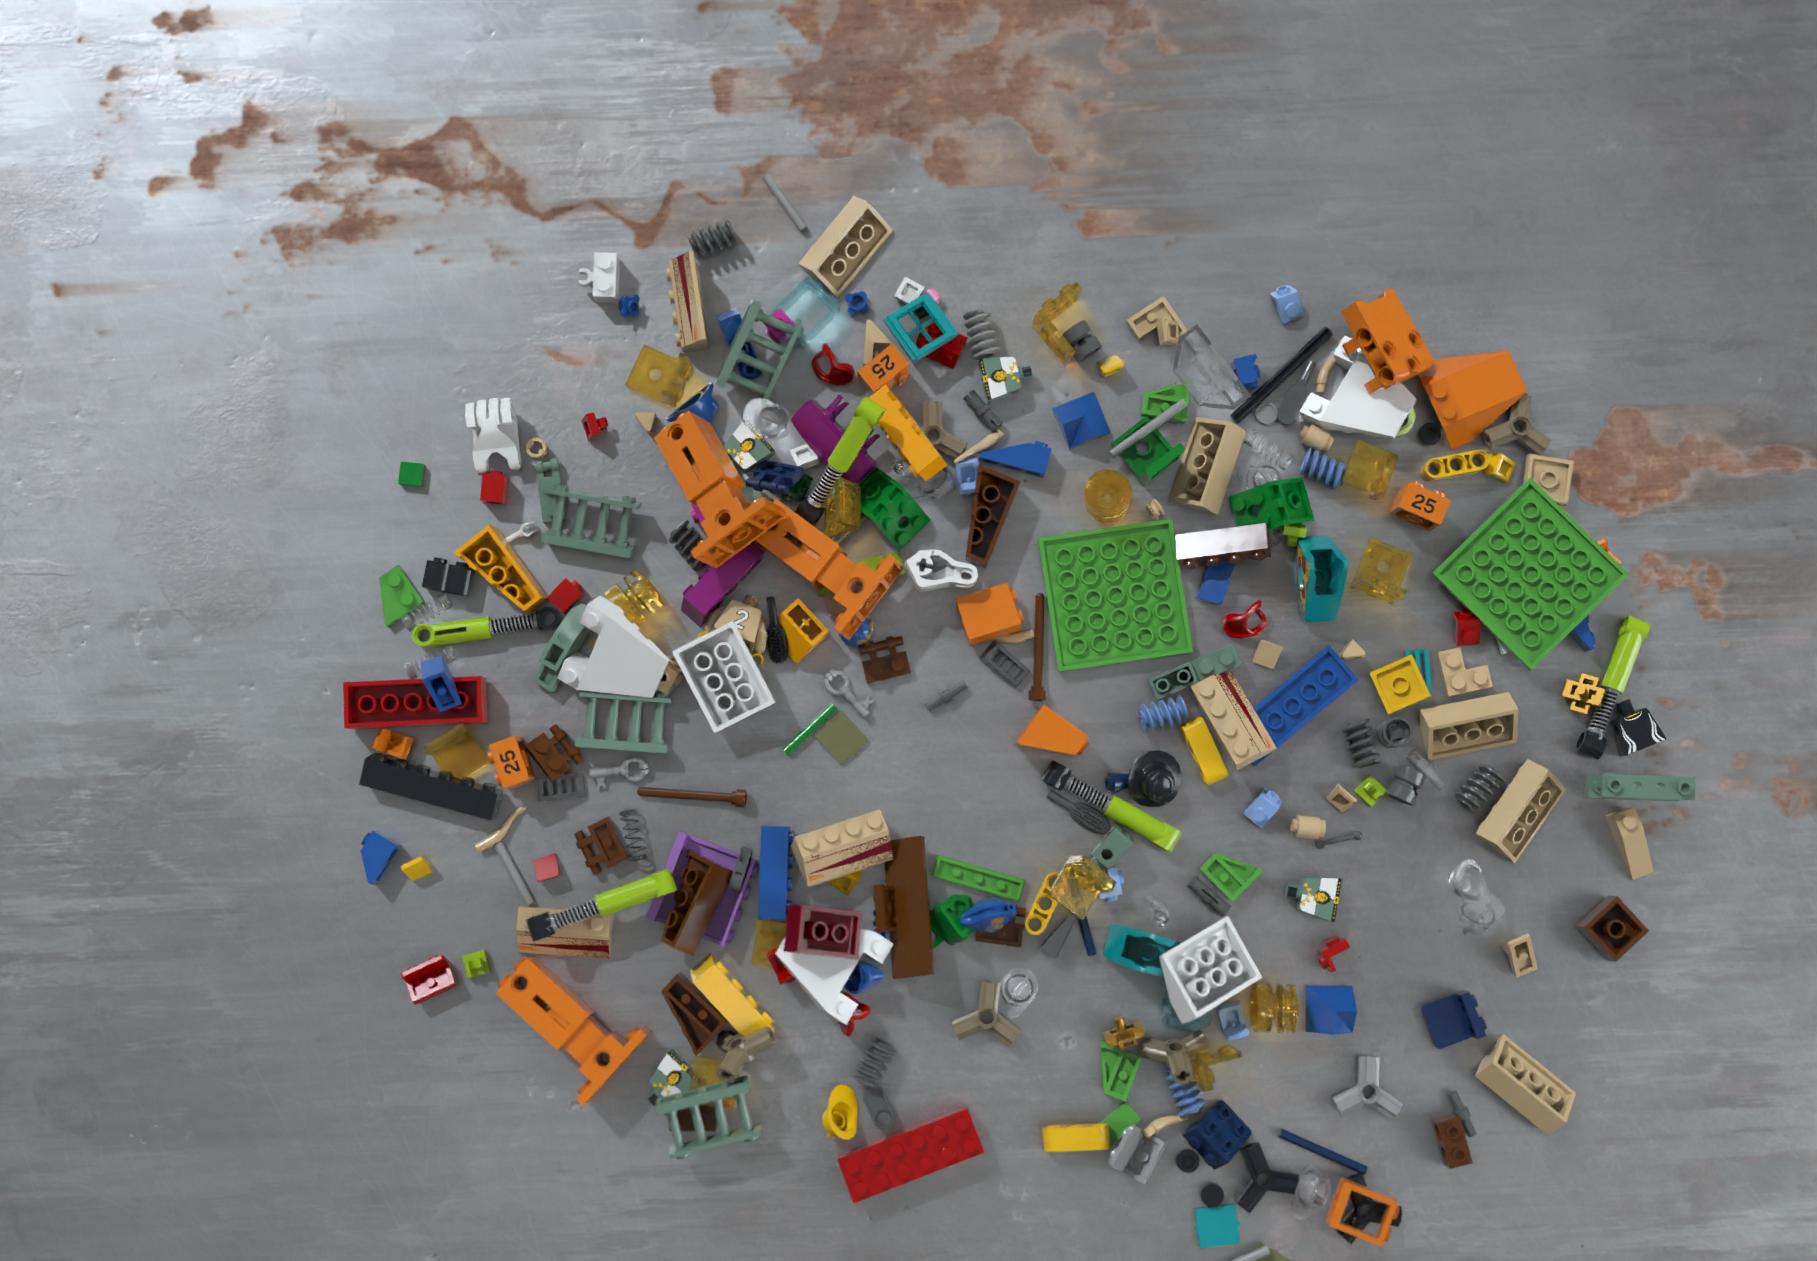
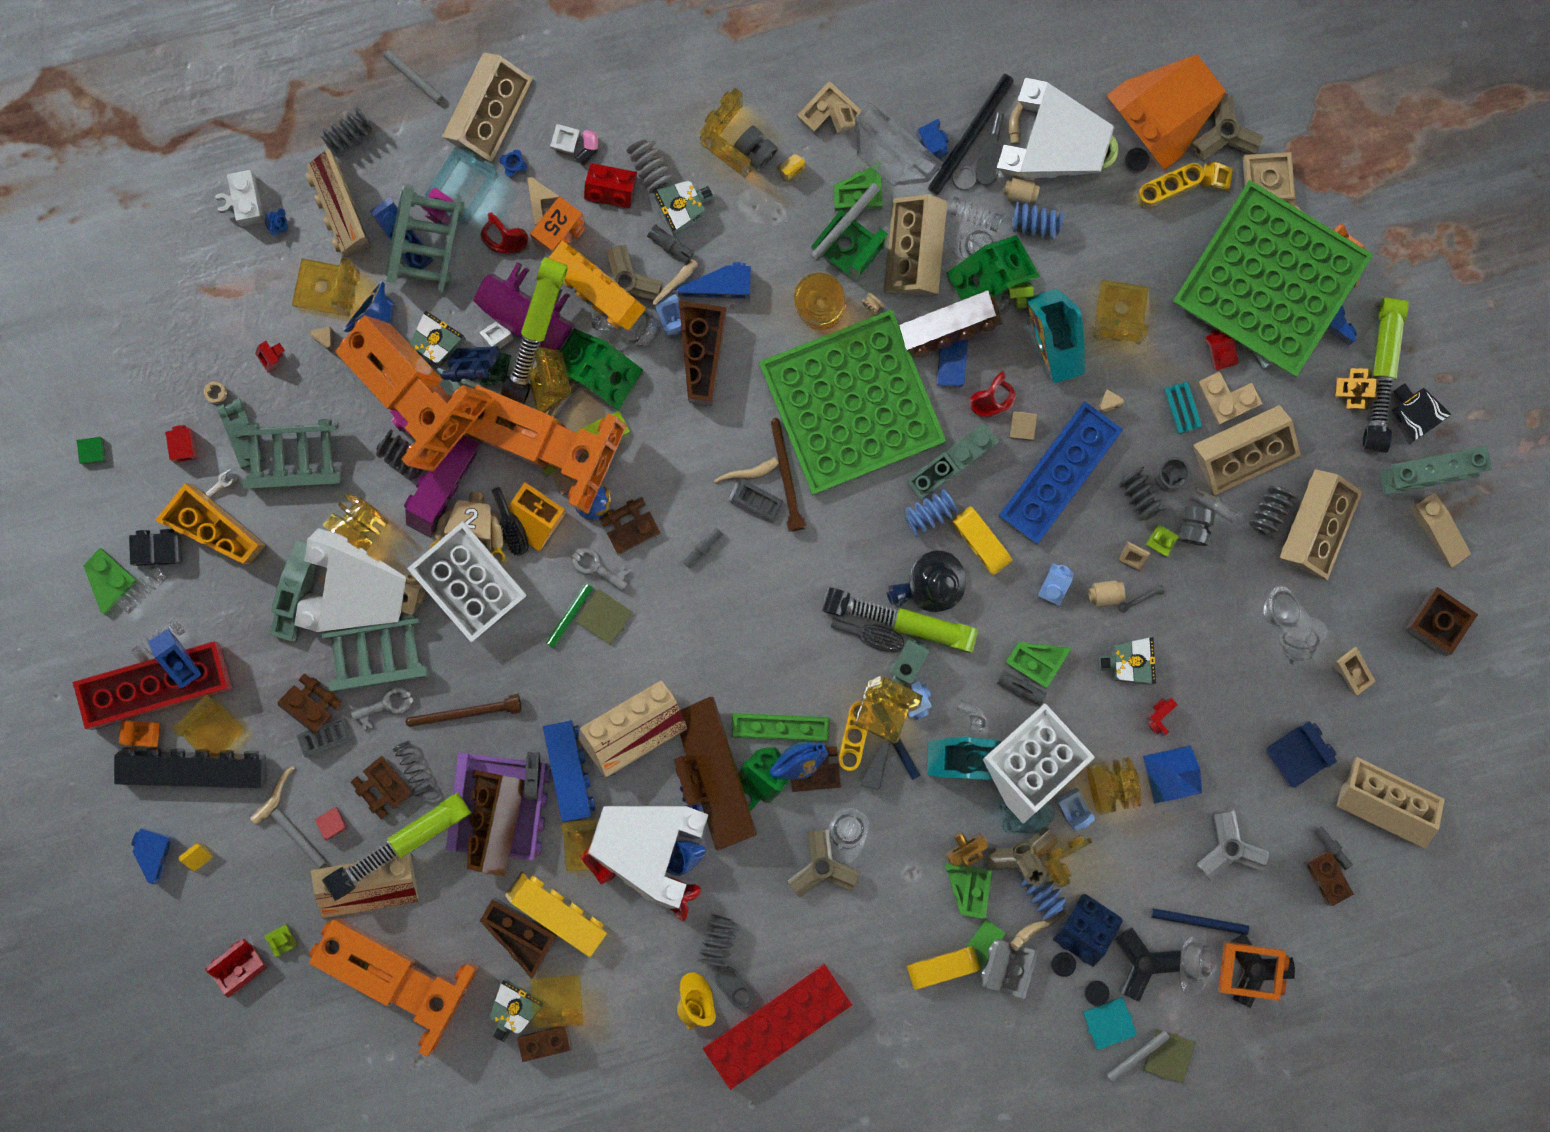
camera: 15 degrees left, 0 degrees up
(483, 627) = (205, 591): piece -> none
(493, 431) = (166, 385): white piece -> none
(511, 762) = (268, 723): orange brick -> none
(566, 595) = (283, 537): red brick -> none
(692, 1101) = (539, 1023): sand green fence -> none
(741, 1050) = (577, 961): dark tan piece -> none
(767, 419) = (448, 305): clear piece -> none
(823, 931) = (631, 818): dark red slope -> none
(847, 882) = (645, 764): yellow slope -> none
(904, 338) = (600, 157): teal piece -> none
(947, 577) = (674, 425): white piece -> none
(989, 614) = (727, 452): orange brick -> none
(1053, 734) = (821, 561): orange slope -> none
(1081, 420) = (775, 230): blue slope -> none
(1232, 719) = (1003, 500): tan slope -> none
(1287, 303) = (959, 58): light blue bracket -> none
(1370, 469) = (1083, 209): clear yellow bracket -> none
(1387, 340) = (1069, 73): orange piece -> none
(1400, 684) = (1166, 424): yellow plate -> none
(1420, 505) = (1143, 235): orange brick -> none

